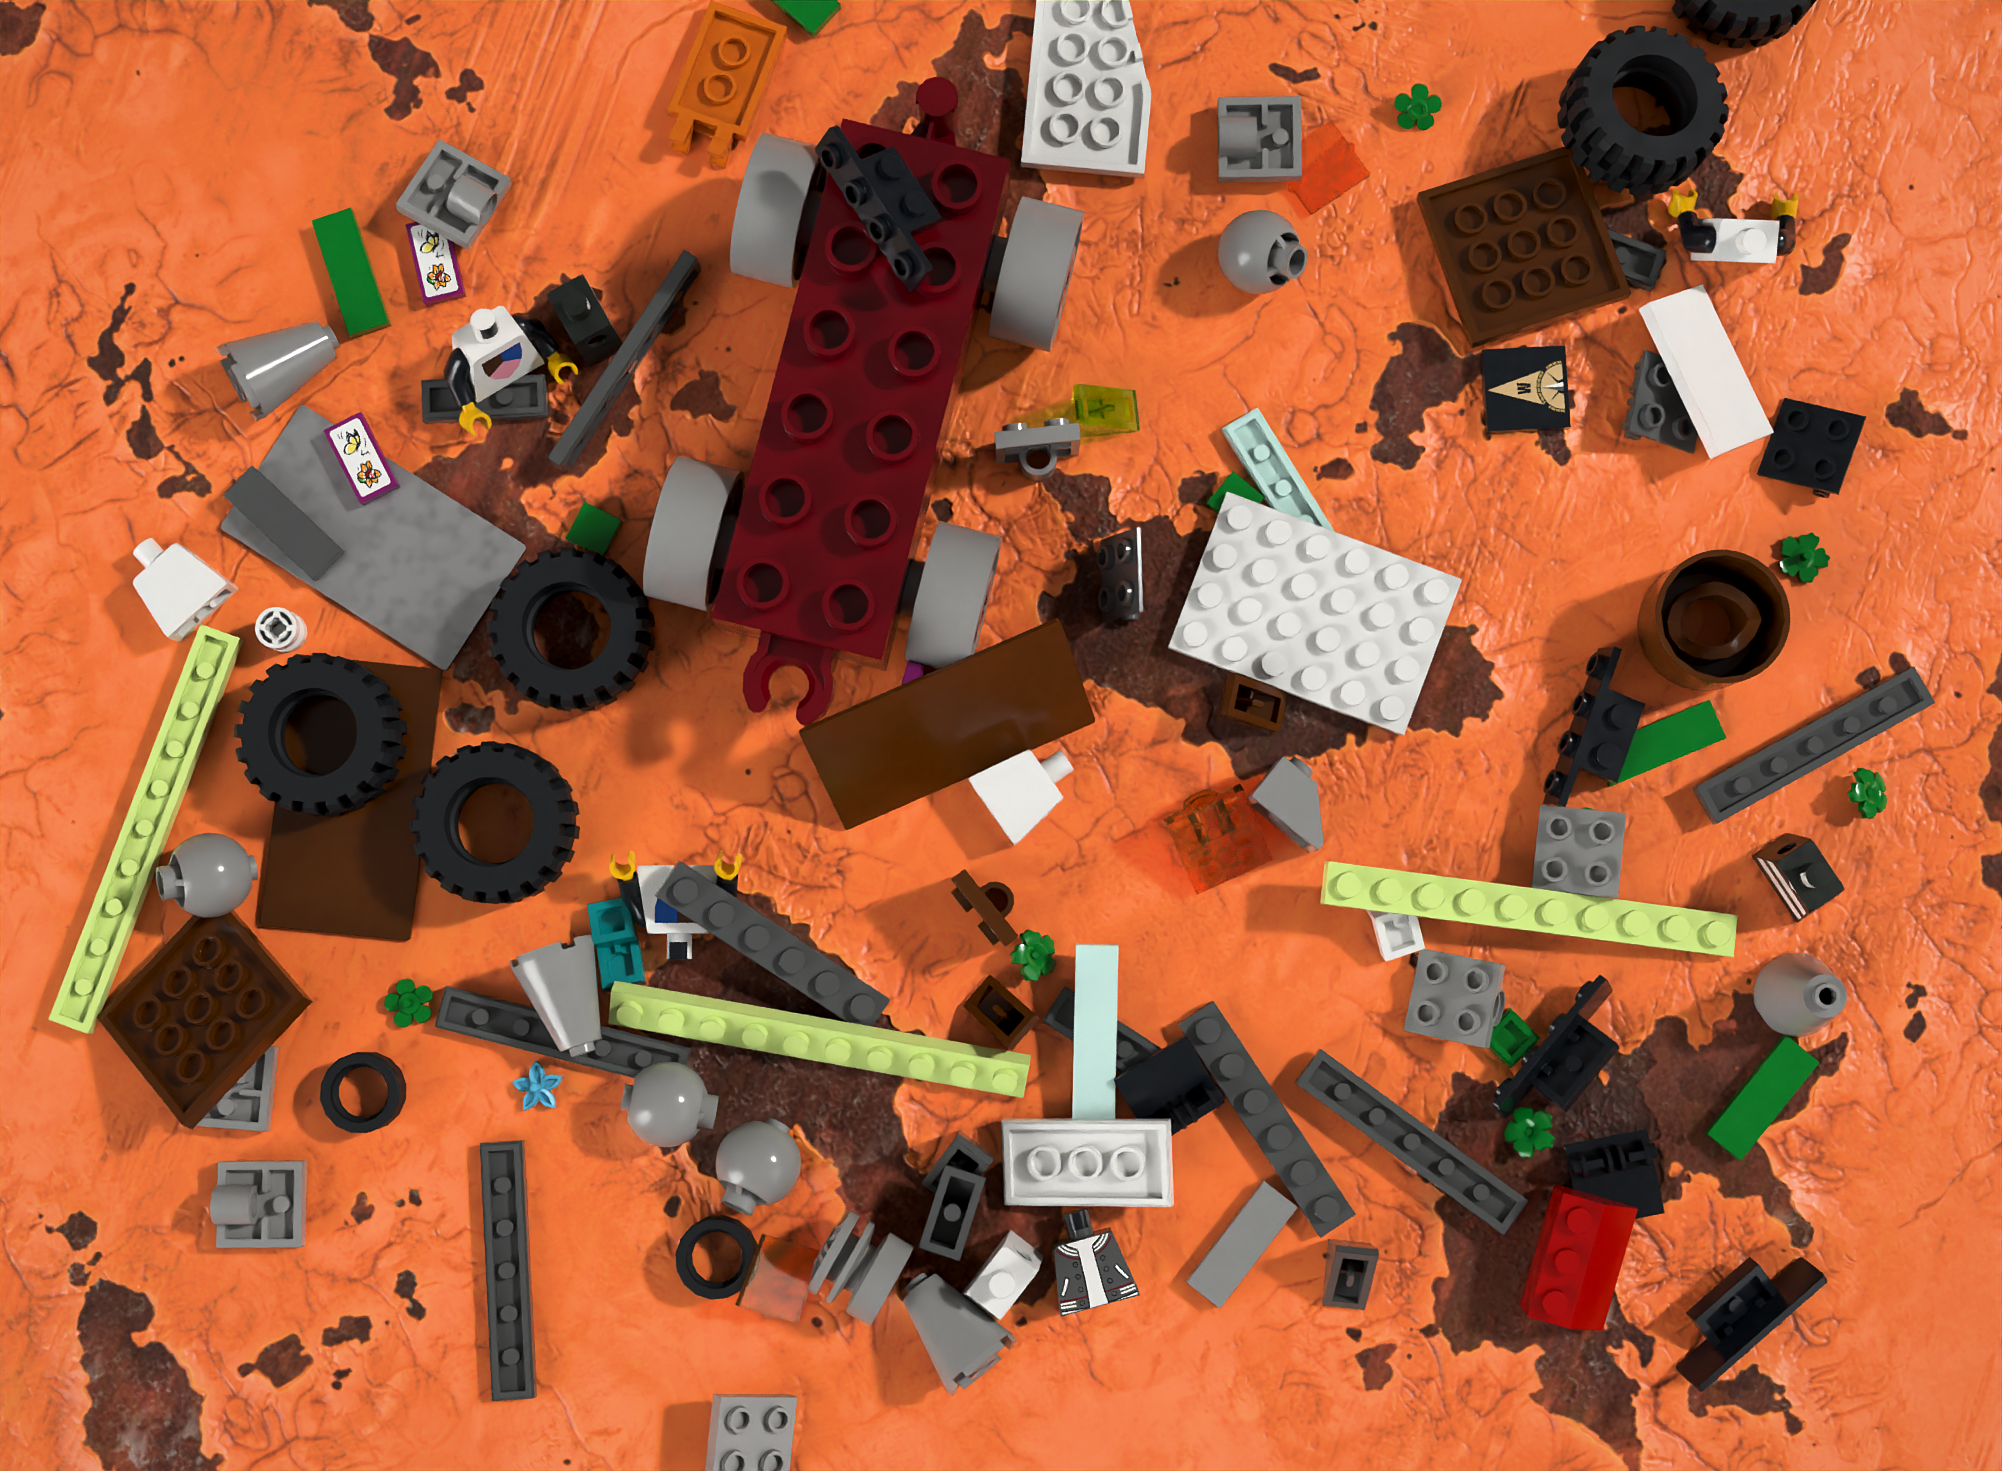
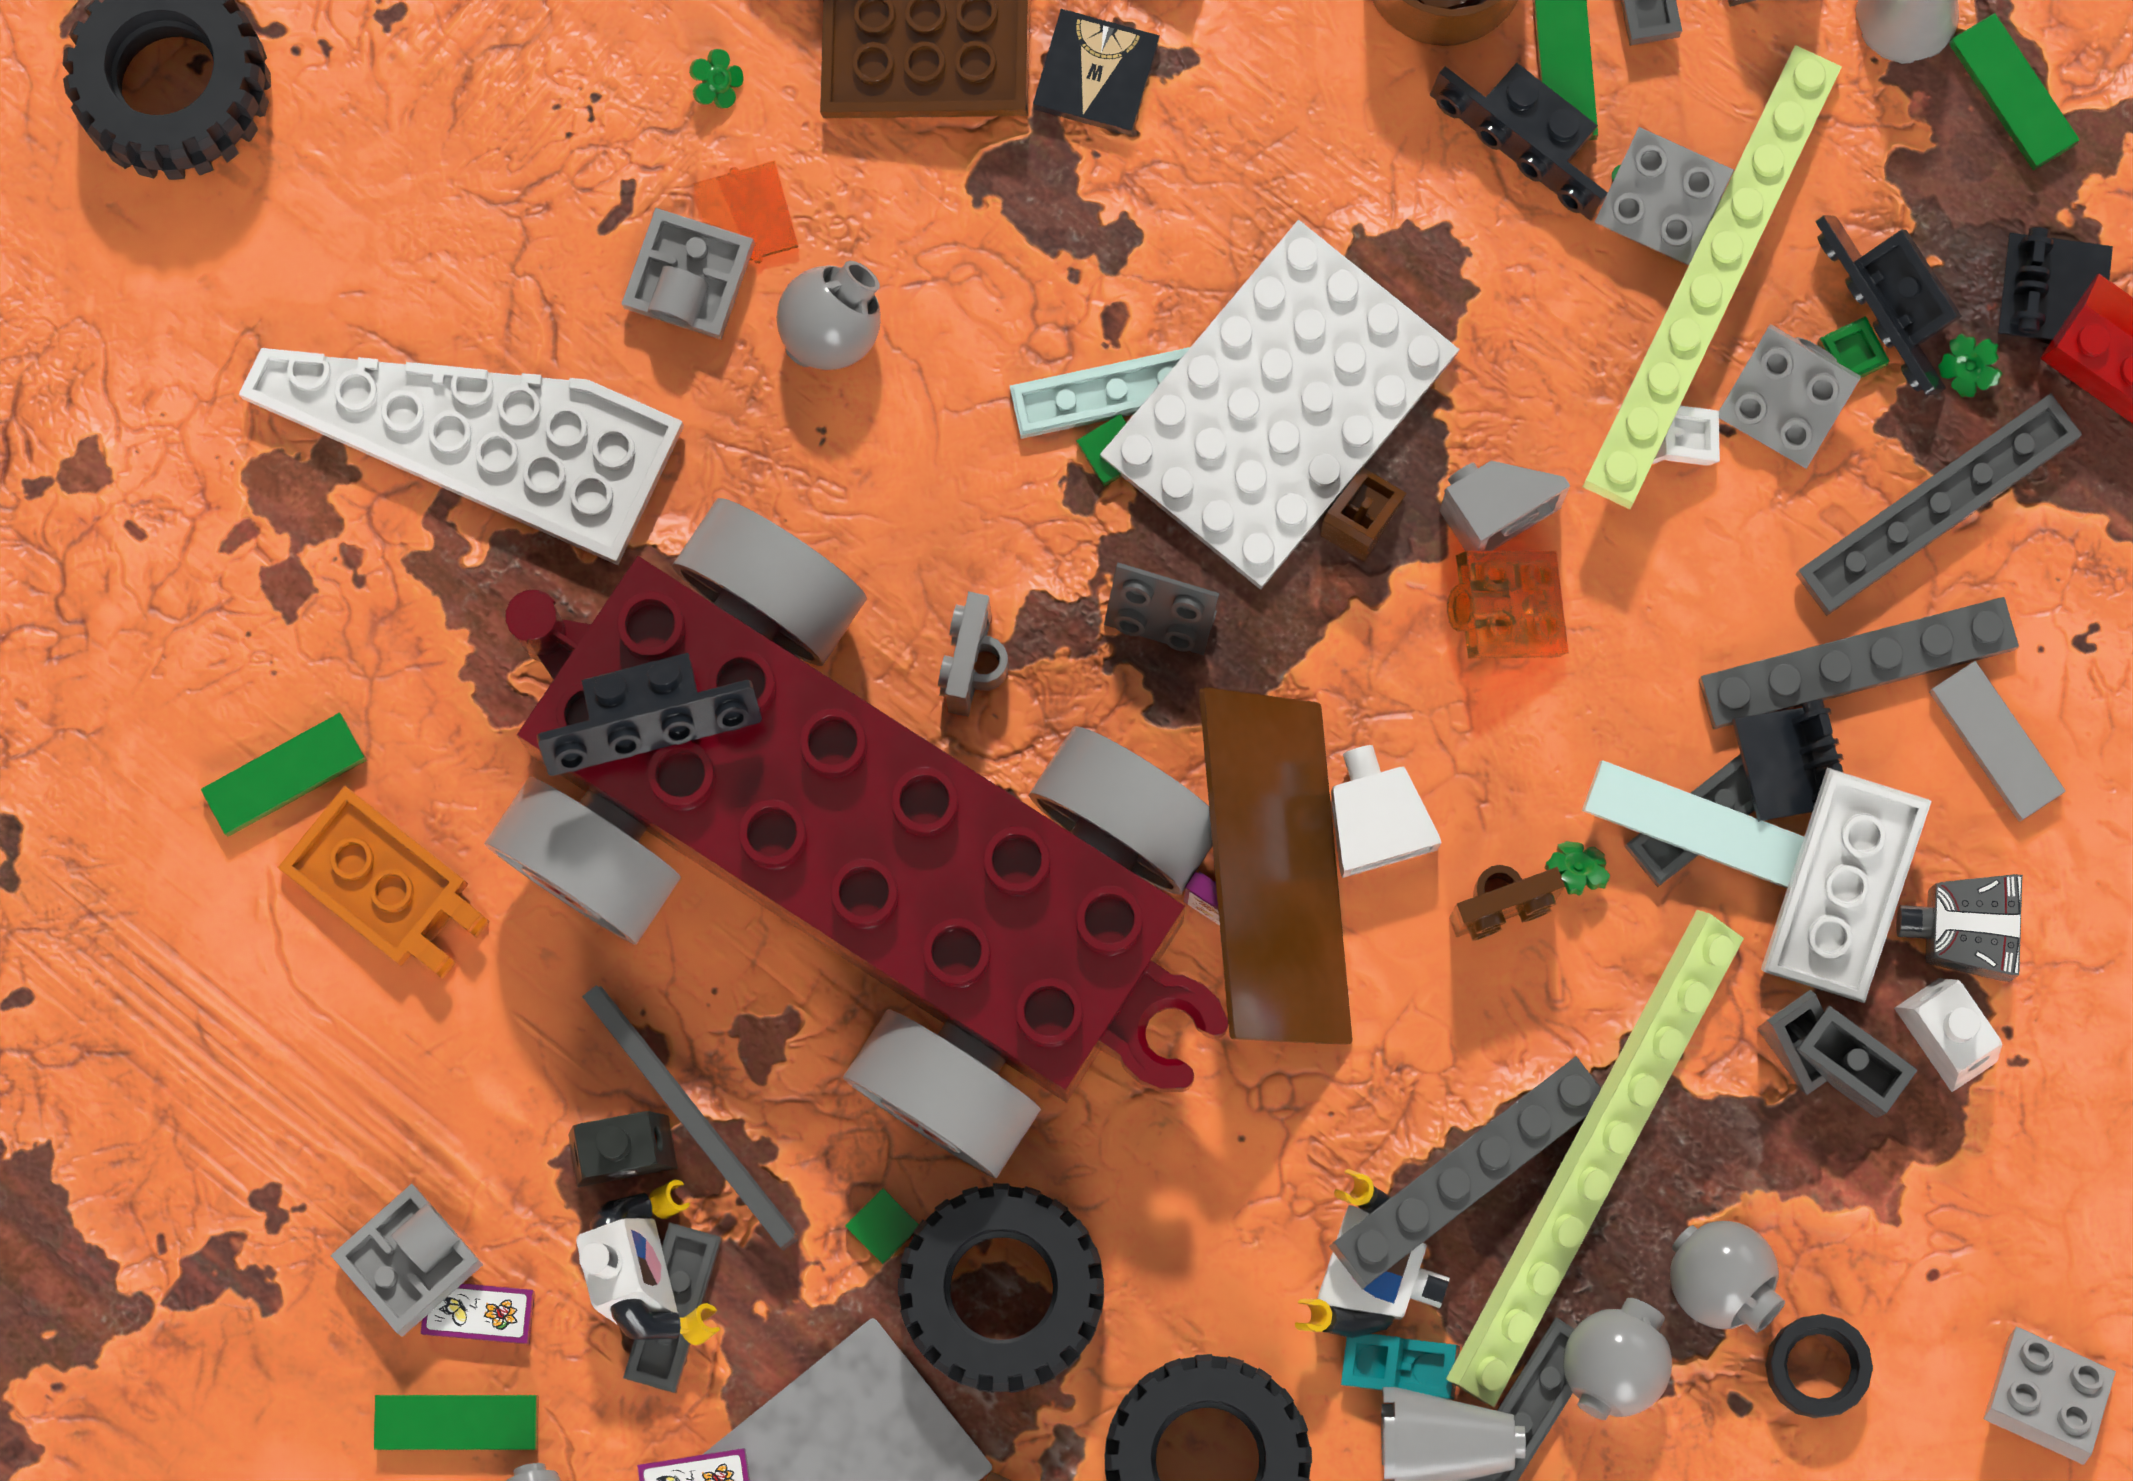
camera: 70 degrees left, 5 degrees down
(778, 1278) = (1868, 1298): clear orange piece -> none
(859, 1267) = (1897, 1184): light grey wheel -> none
(954, 1331) = (1996, 1108): light grey cone -> none
(1001, 1012) = (1636, 927): reddish brown slope -> none
(1104, 410) = (951, 565): clear neon green slope -> none
(1349, 1273) = (2070, 627): dark grey slope -> none

